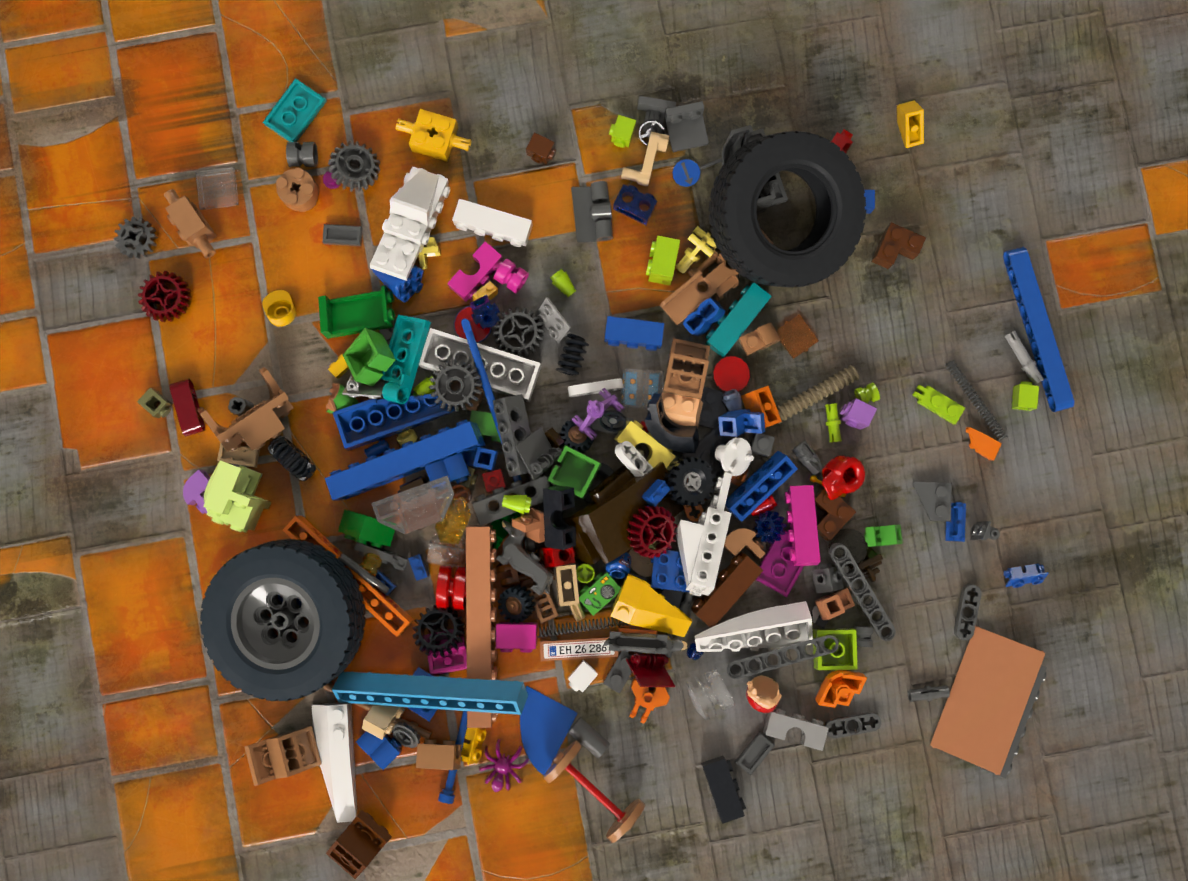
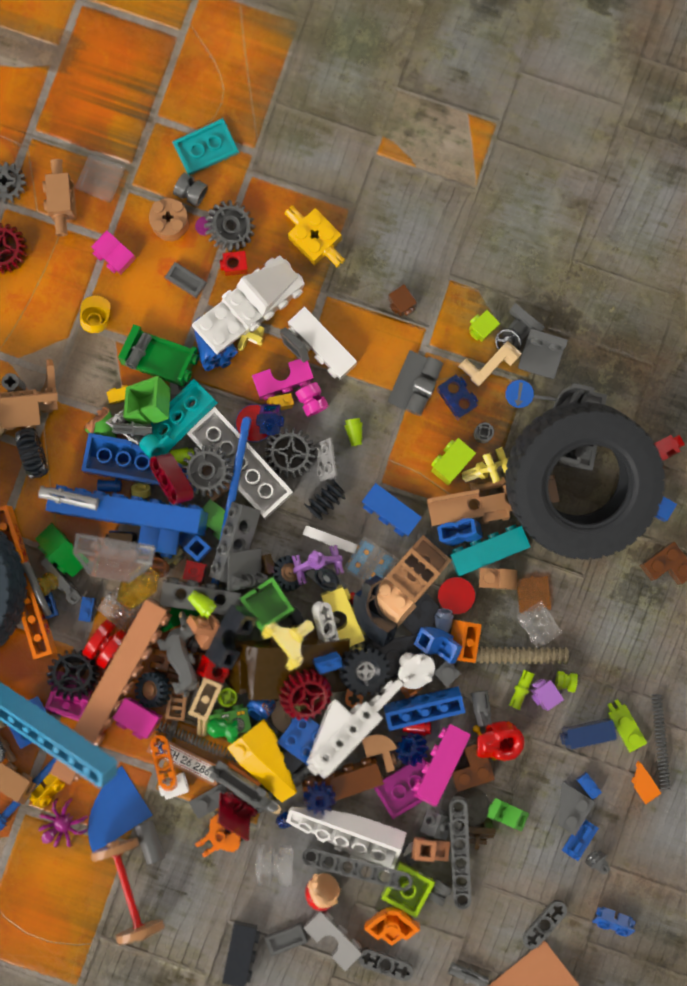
camera: 30 degrees right, 0 degrees up
(265, 246) = (113, 252): none -> dark pink brick
(324, 484) = (46, 493): none -> light grey pin
(336, 318) = (138, 351): none -> dark grey axle
(368, 386) = (132, 429): none -> dark grey axle
(376, 188) = (240, 269): none -> red brick
(428, 409) = (171, 478): none -> dark red beam
(469, 236) = (294, 344): none -> dark grey tile
(568, 675) = (167, 754): none -> orange beam
(595, 602) = (222, 728): none -> green animal
(612, 491) = (289, 640): none -> light yellow axle
(675, 226) = (481, 435): none -> dark grey wheel
(714, 607) = (319, 805): none -> clear blue gear
(816, 359) = (539, 624): none -> clear bracket
(912, 427) = (588, 733): none -> dark blue brick
(937, 472) = (588, 785): none -> blue piece

